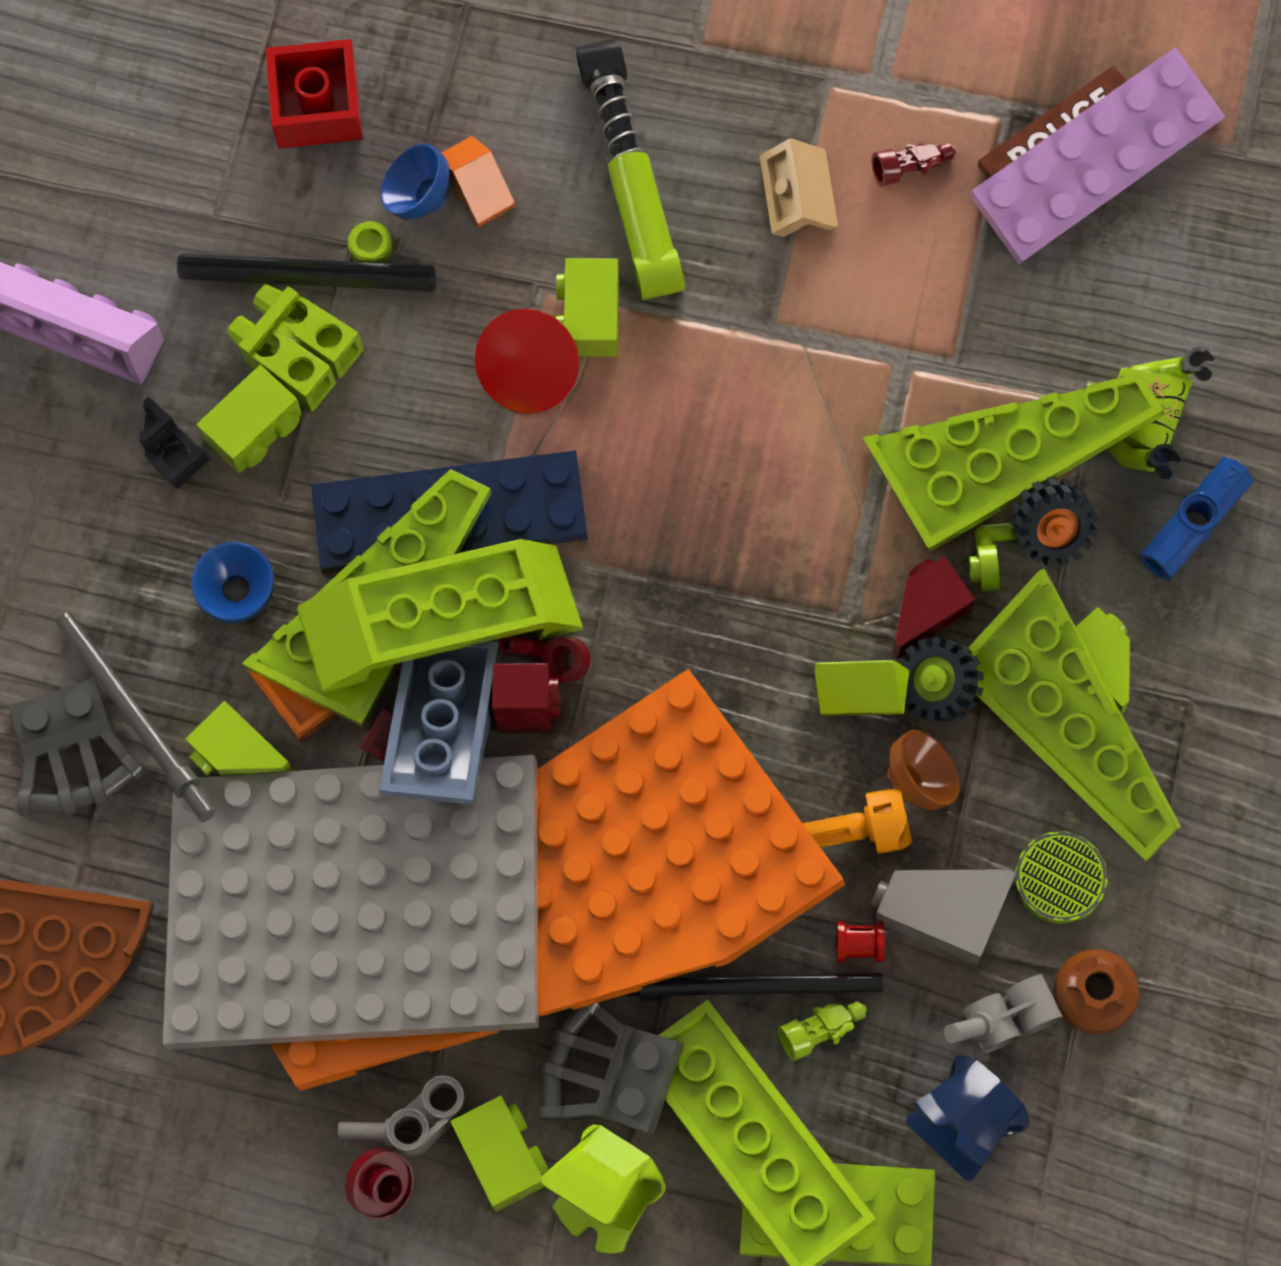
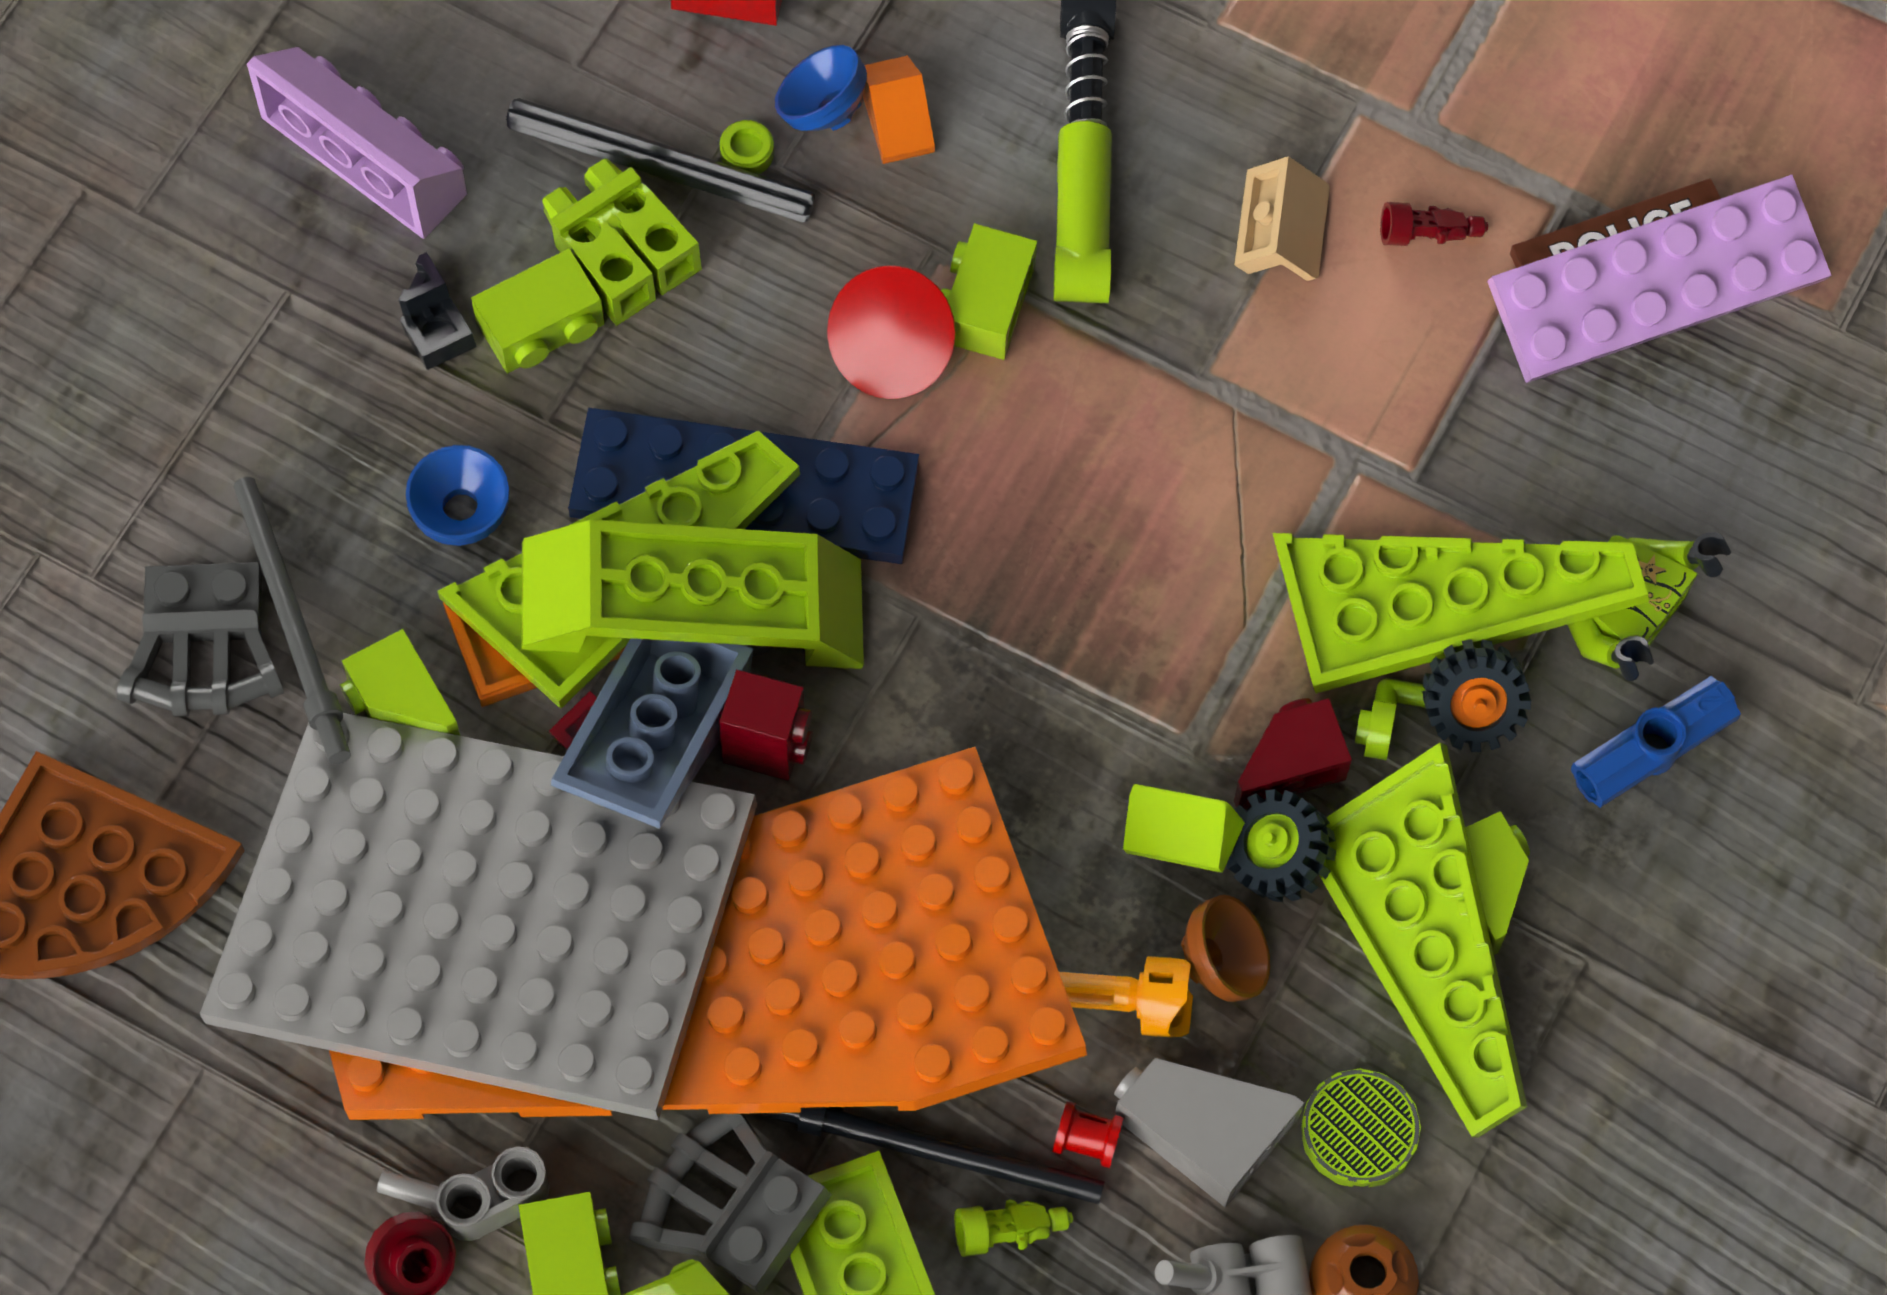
camera: 10 degrees right, 5 degrees down
(553, 653) = (819, 686): dark red plate -> none

